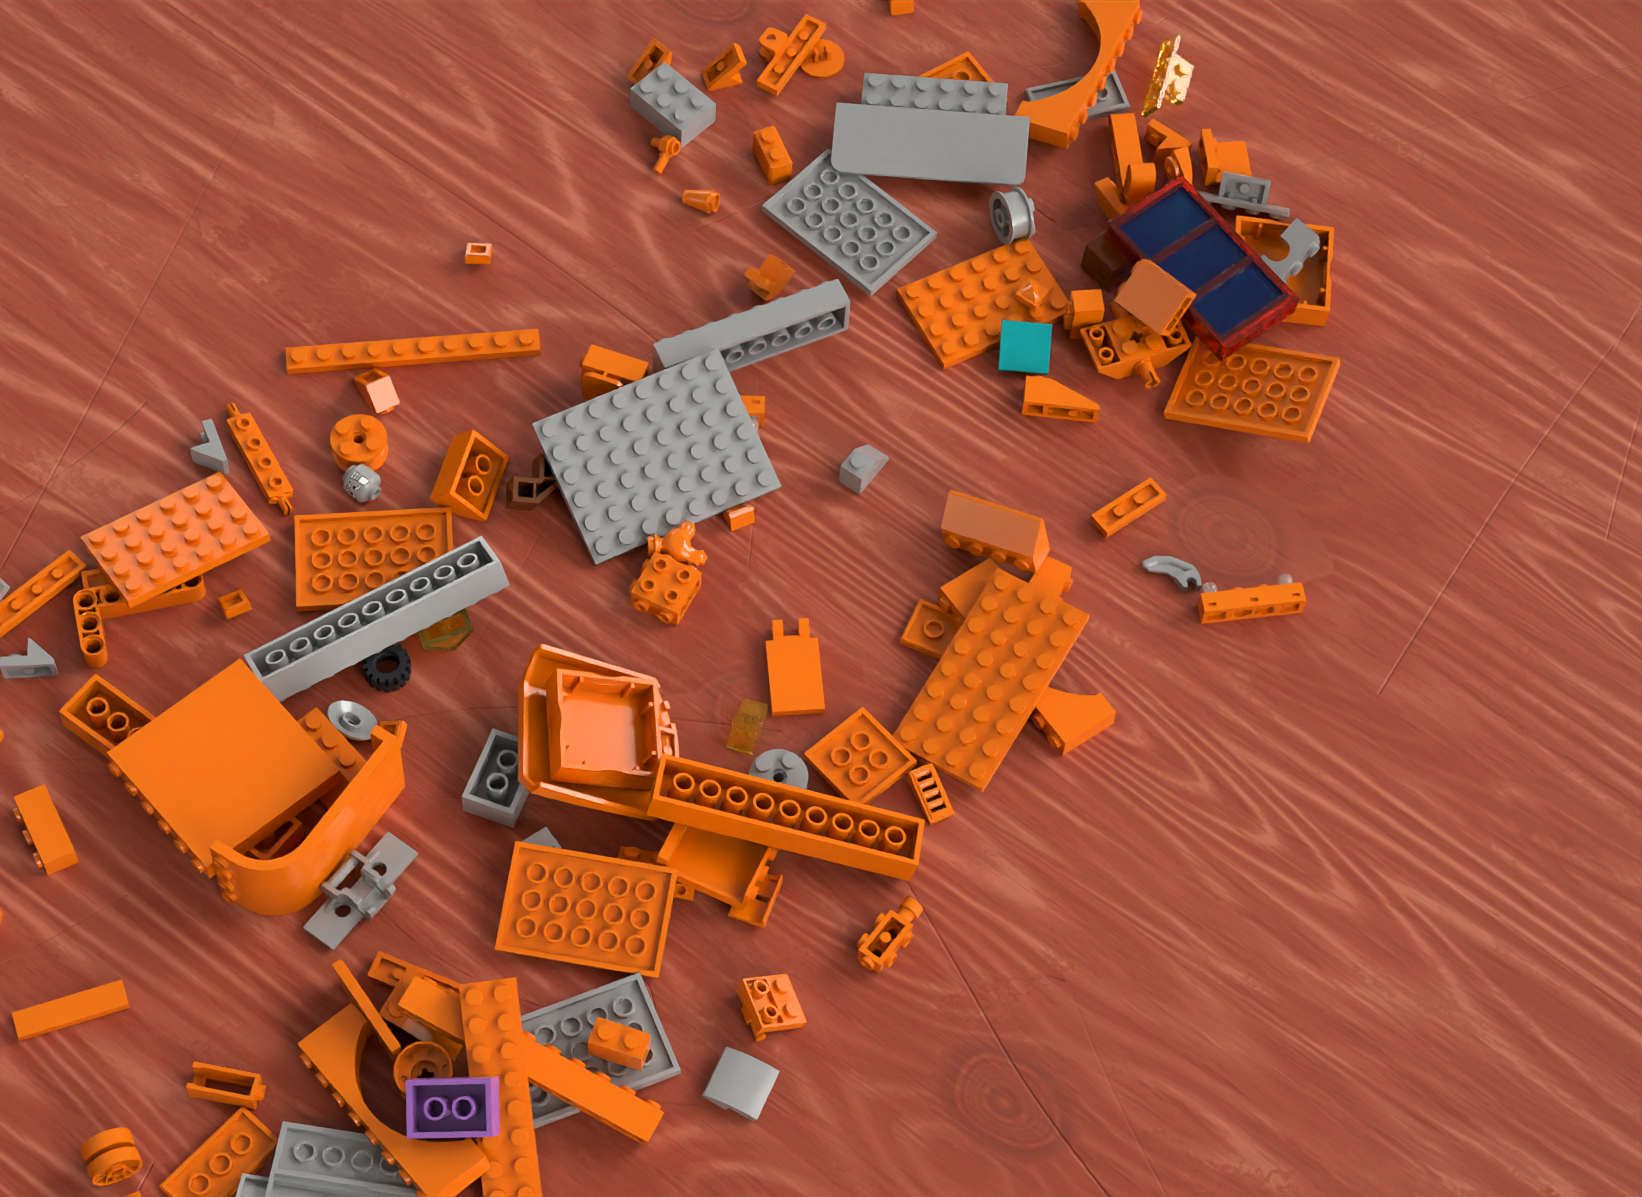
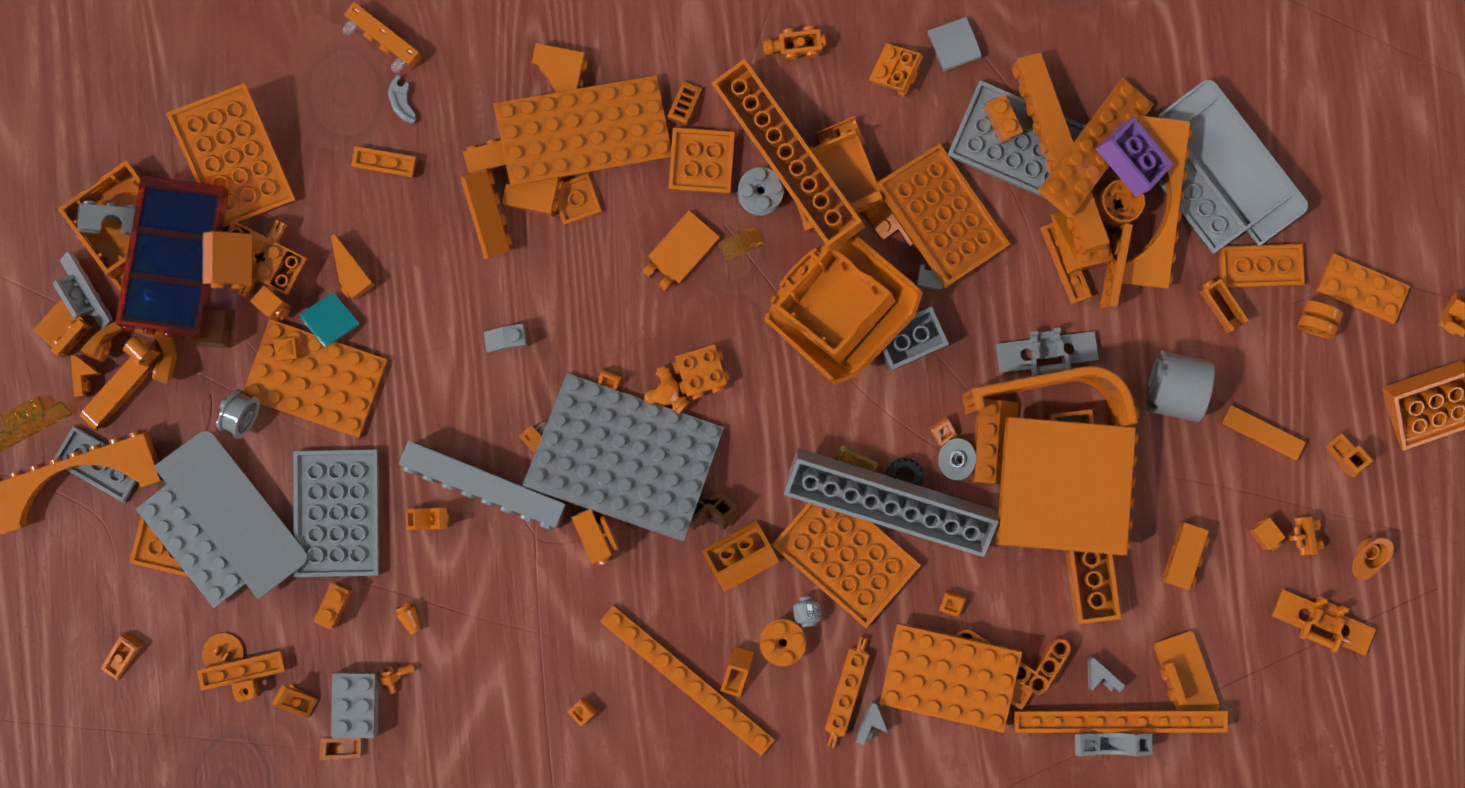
camera: 130 degrees left, 25 degrees up
(197, 957) = (1180, 386): none -> light grey brick

